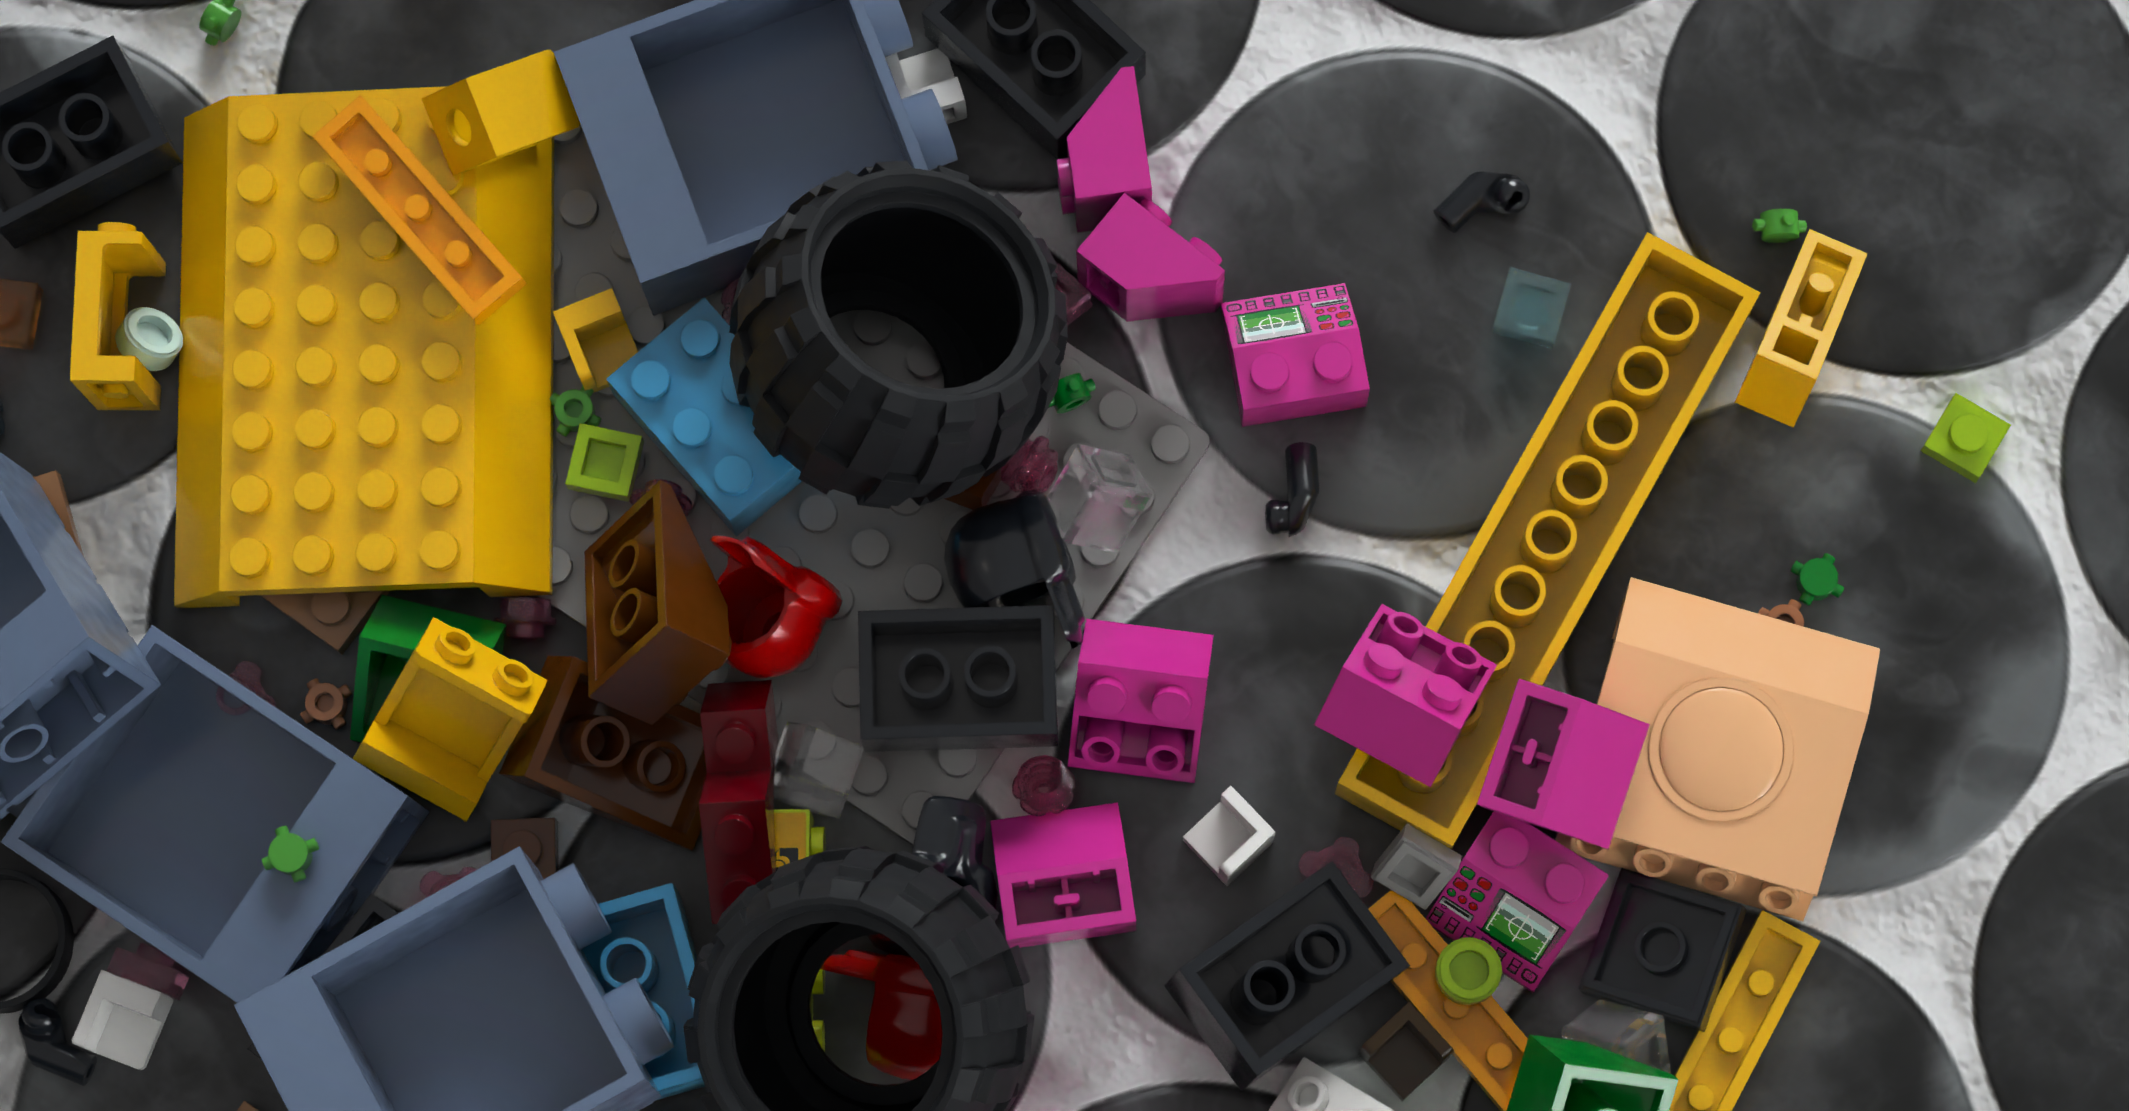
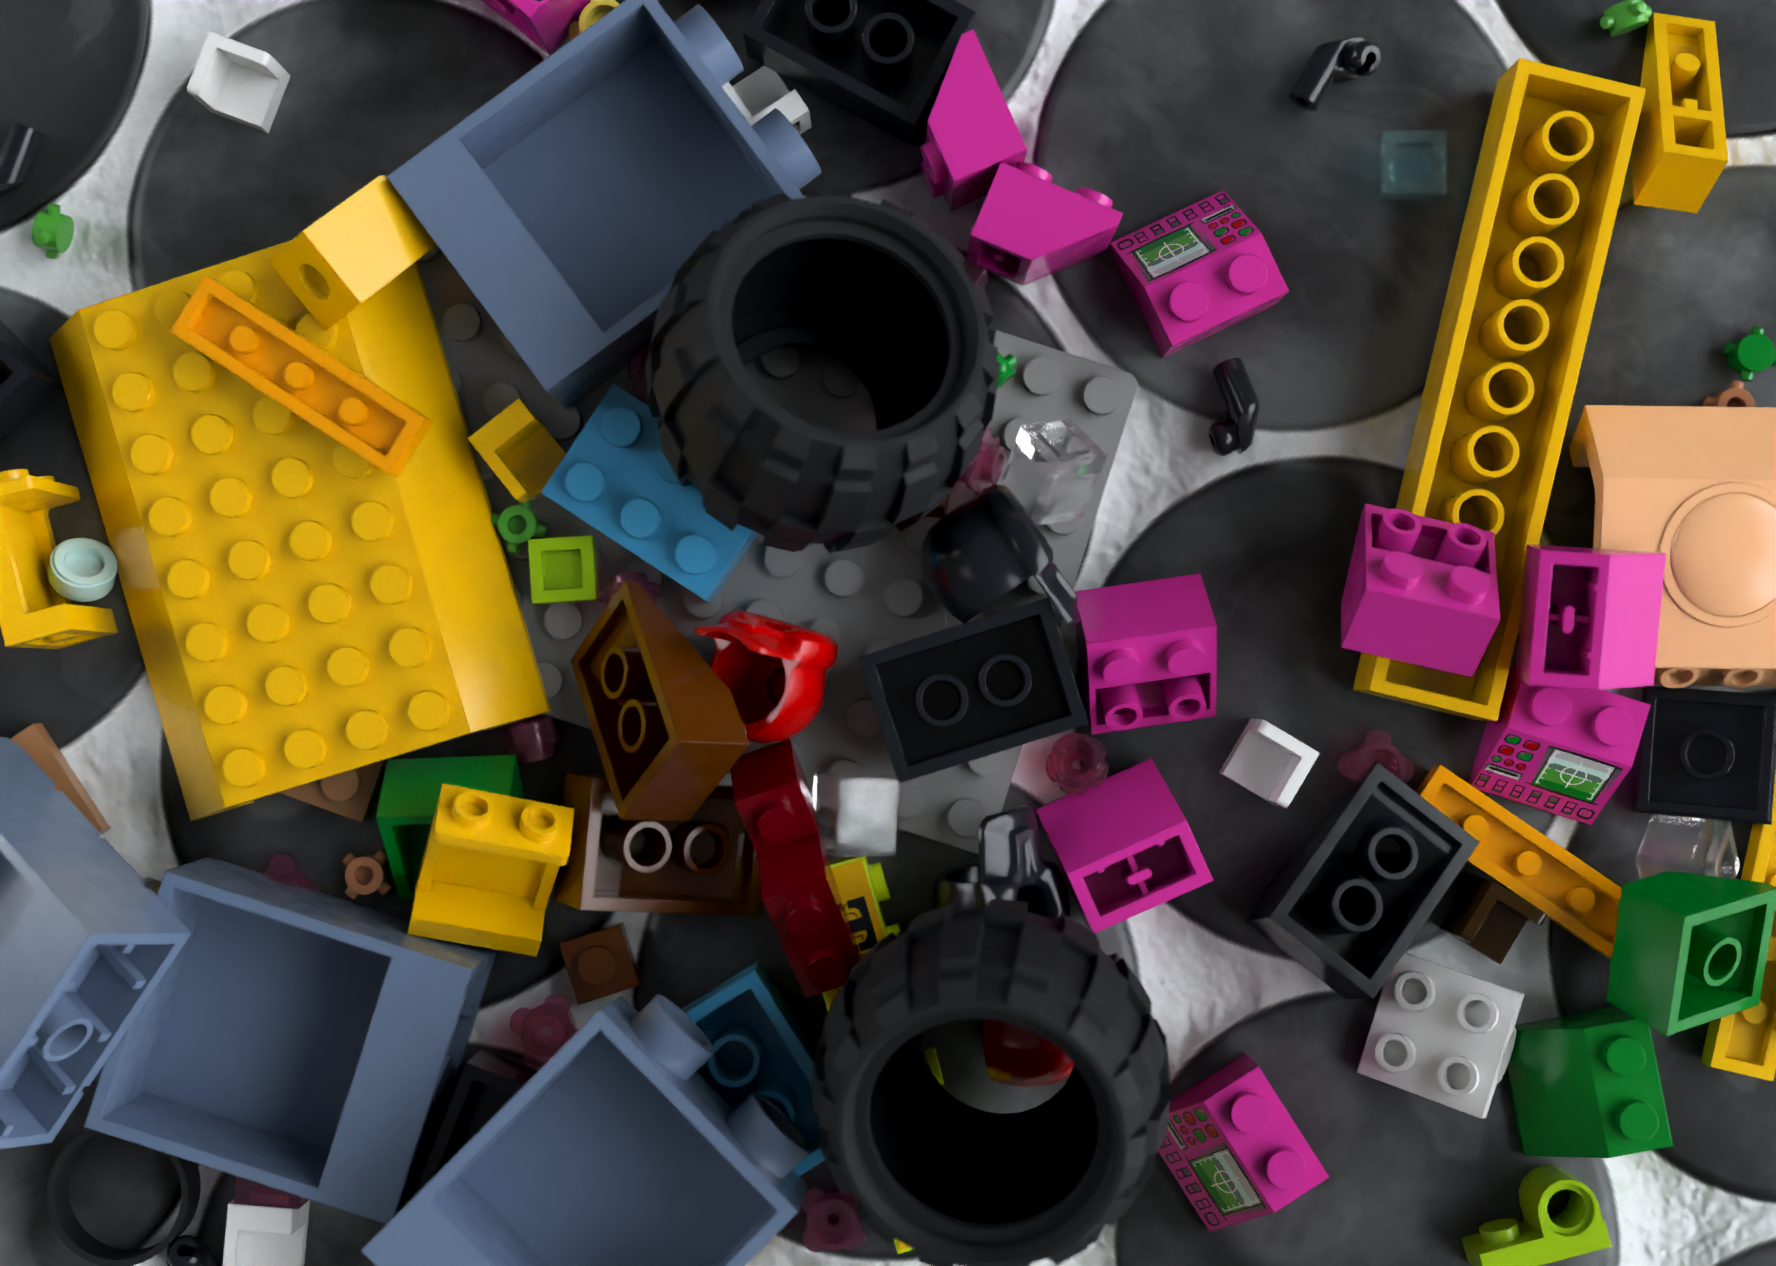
camera: 20 degrees left, 10 degrees up
(290, 854) = (373, 1062): bright green piece -> none
(1416, 866) = (1460, 745): light grey tile -> none
(1468, 971) = (1534, 830): lime tile -> none

